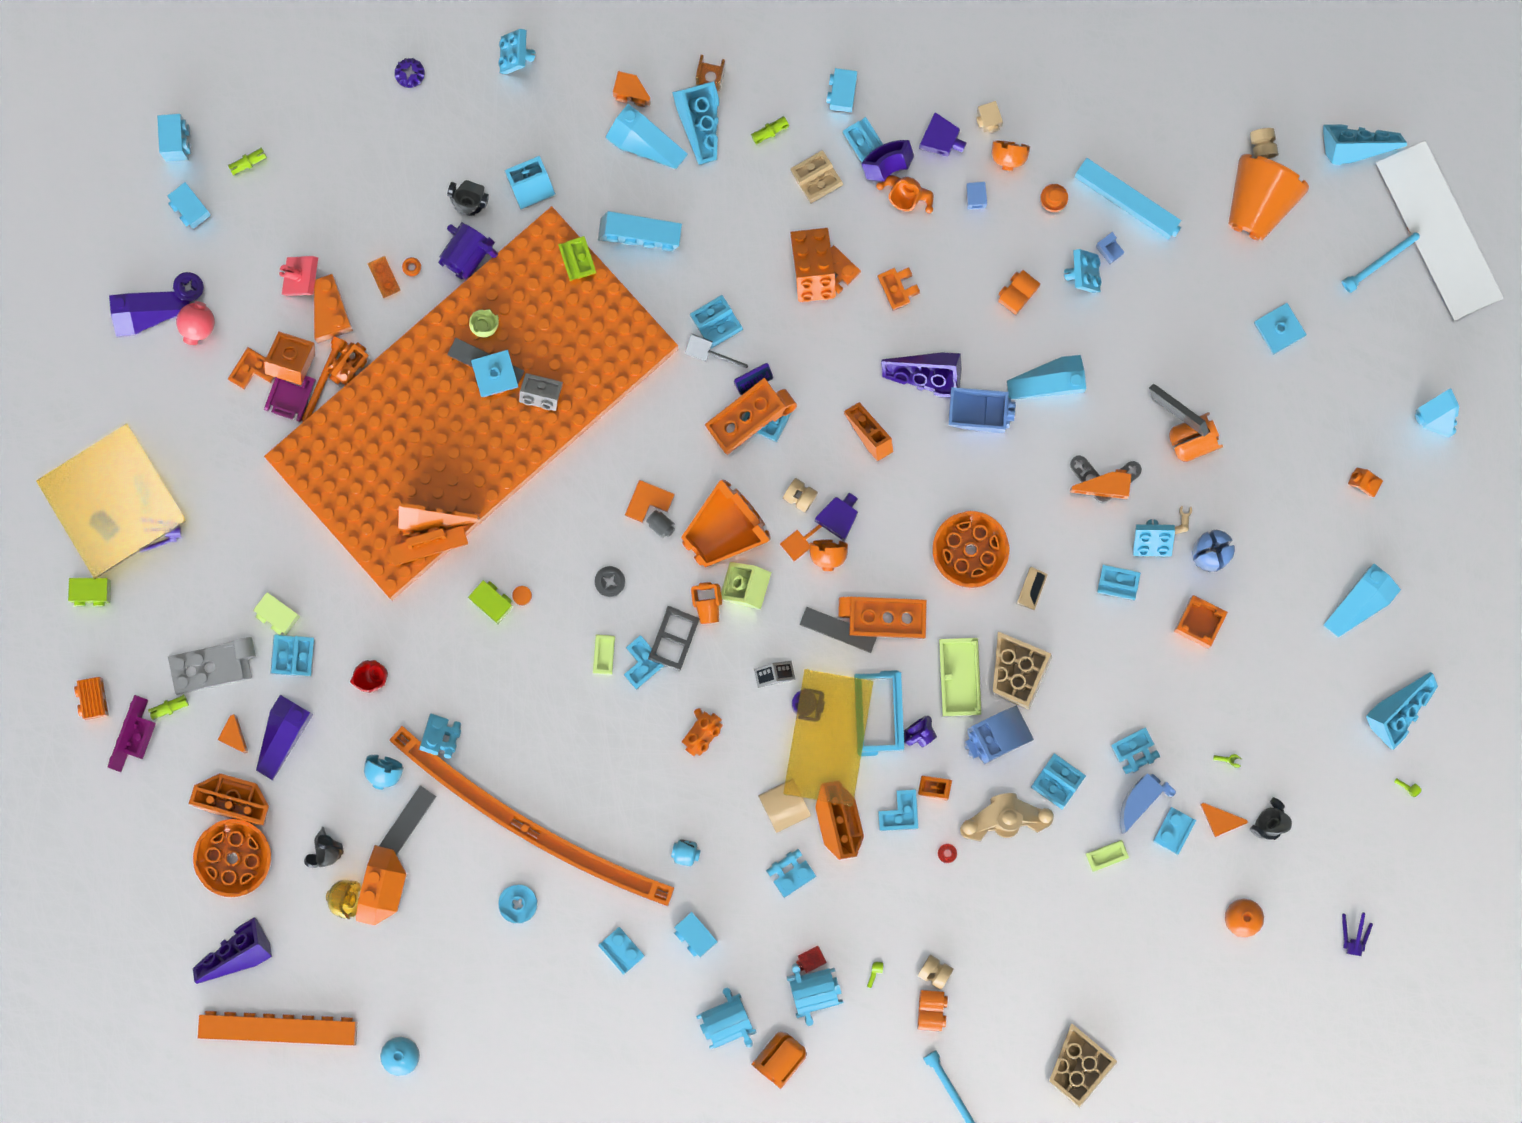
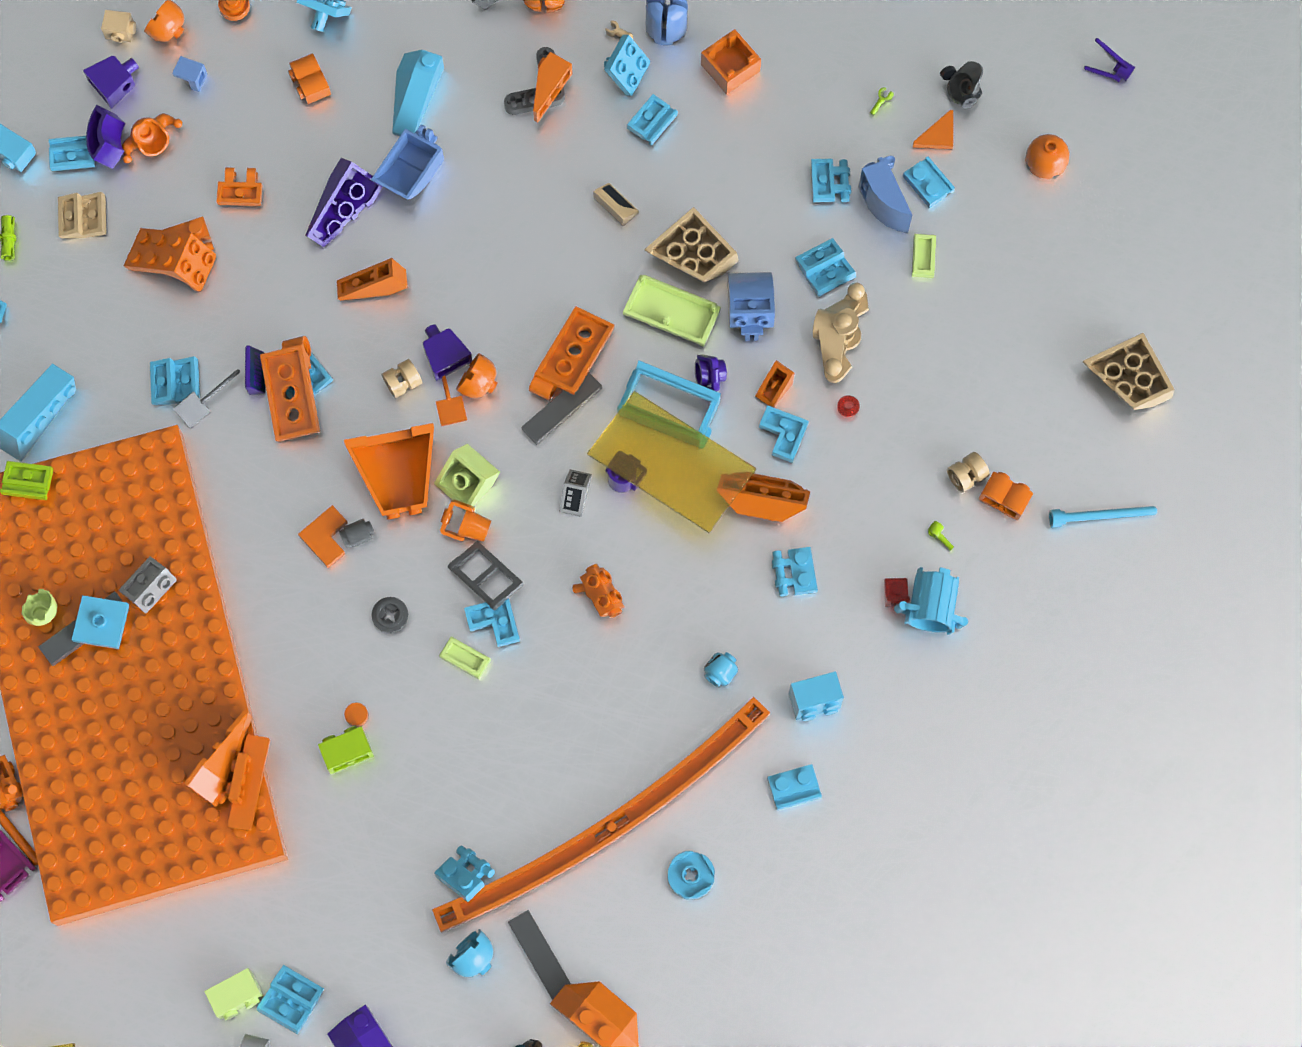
camera: 65 degrees left, 10 degrees down
(369, 676) = (358, 920): red hair -> none
(727, 1022) = (925, 706): medium azure container -> none
(780, 1058) = (990, 669): orange cylinder -> none
(783, 809) = (721, 546): tan slope -> none
(978, 531) = (541, 220): orange brick -> none

